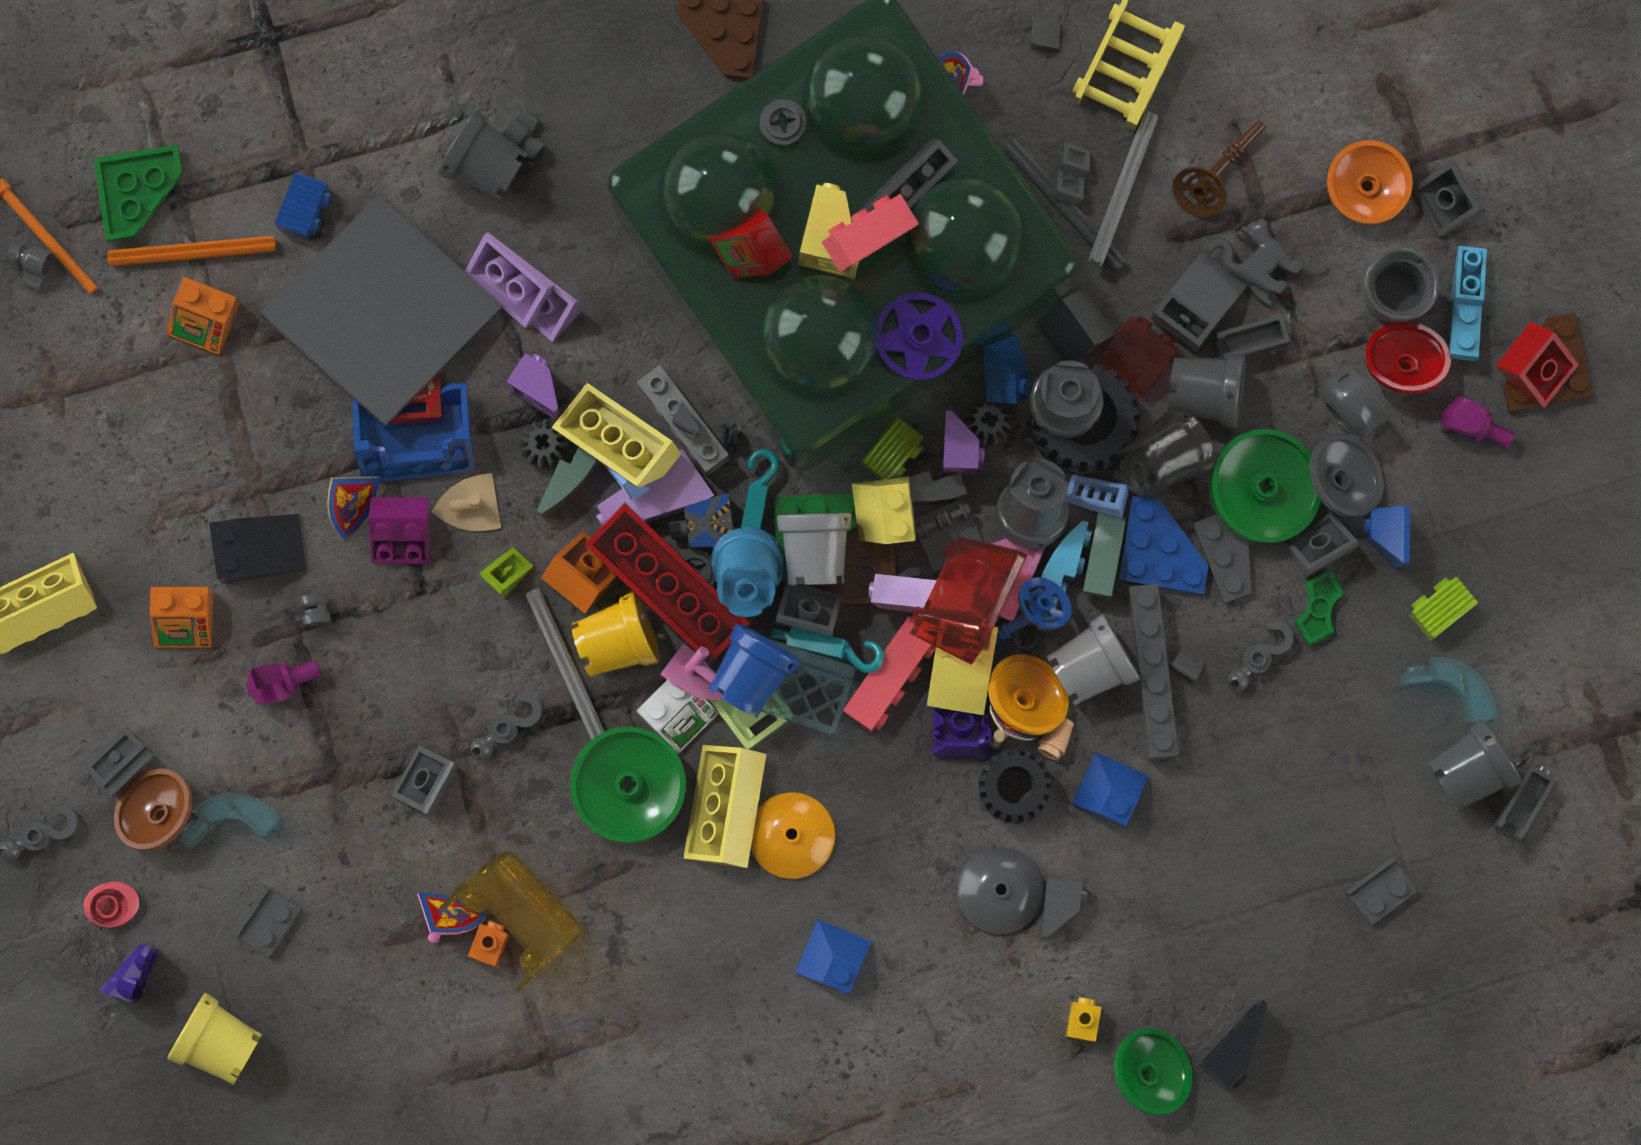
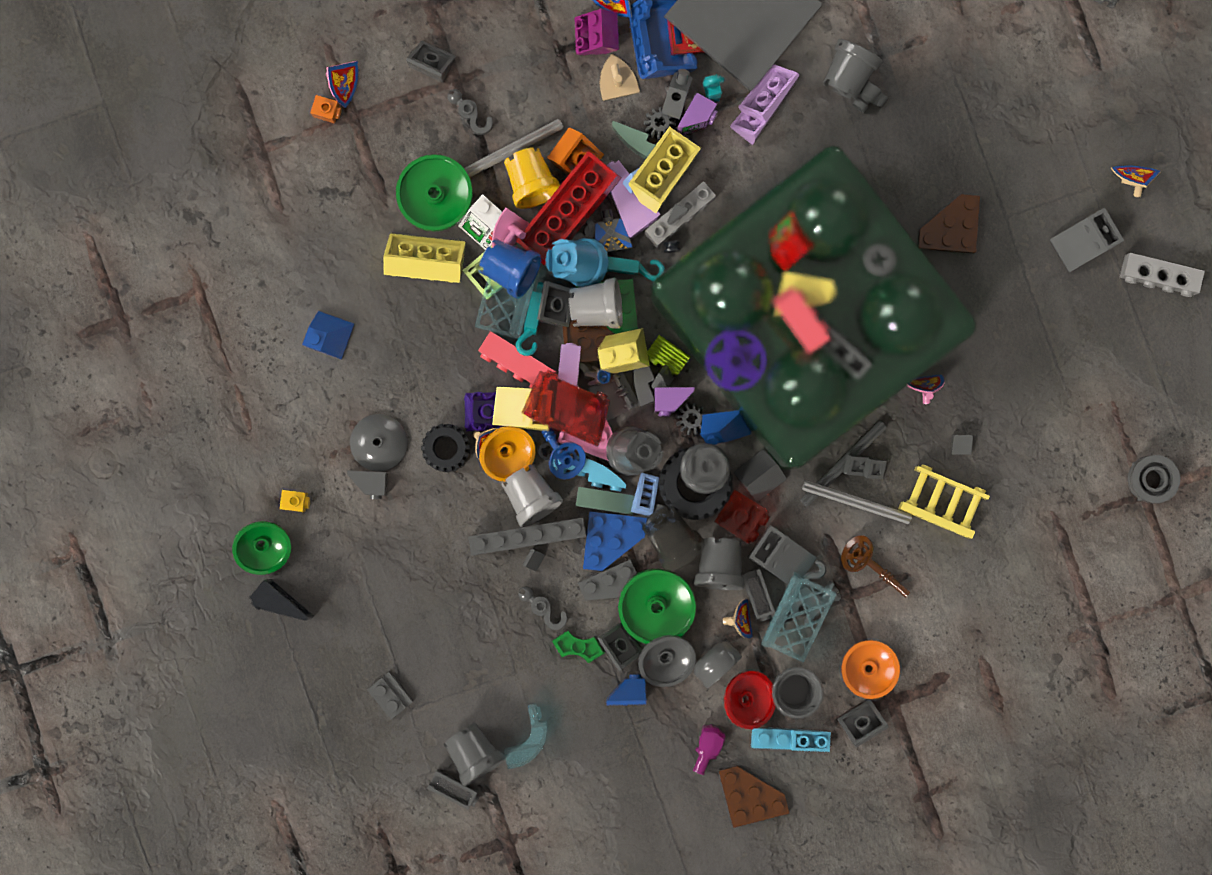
camera: 90 degrees right, 5 degrees up
(492, 407) = (680, 89): none -> dark grey torso
(501, 357) = (712, 87): none -> teal piece
(506, 572) = (572, 104): lime slope -> none
(523, 908) = (351, 132): clear yellow windscreen -> none
(798, 856) = (416, 314): light orange dish -> none
(919, 549) = (600, 376): none -> piece
(928, 458) = (663, 378): none -> dark grey slope
(1055, 742) = (478, 475): light nougat cone -> none
(1110, 790) = (448, 512): blue slope -> none
(1277, 302) = (783, 609): none -> clear light blue fence
(1289, 365) = (741, 619): none -> shield
(1442, 608) = (581, 729): lime brick -> none
(1537, 364) = (750, 788): red slope -> none

